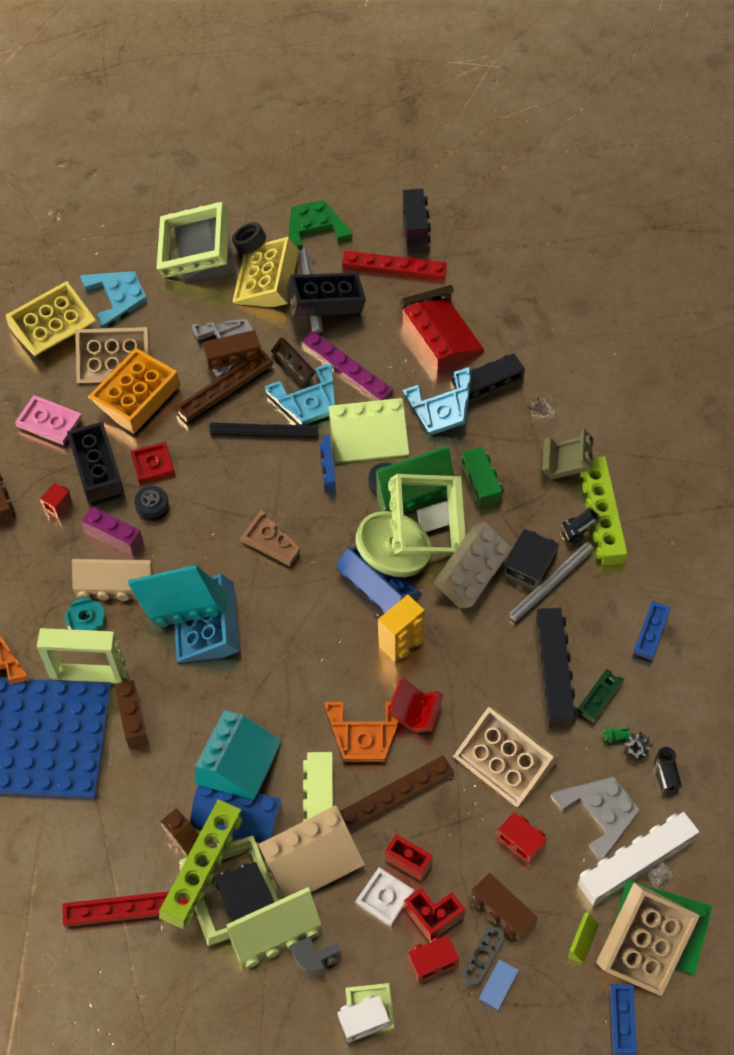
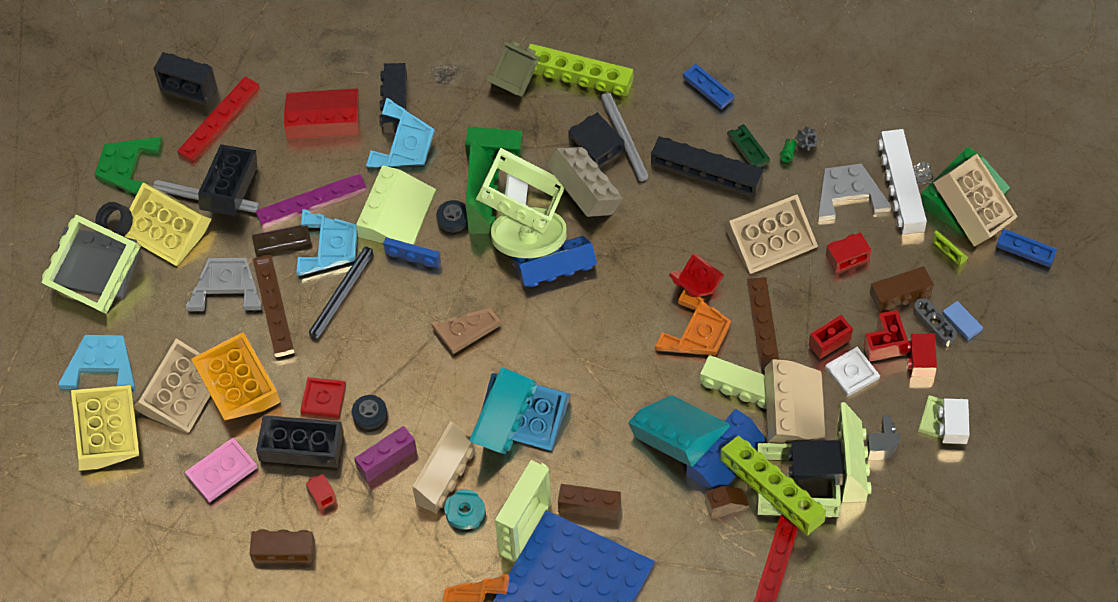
camera: 65 degrees left, 0 degrees up
(232, 349) = (243, 280): reddish brown brick -> none
(401, 628) = (622, 254): yellow piece -> none
(441, 293) = (276, 106): dark brown plate -> none
(576, 527) = (585, 95): black piece -> none
(668, 770) = (830, 127): black piece -> none

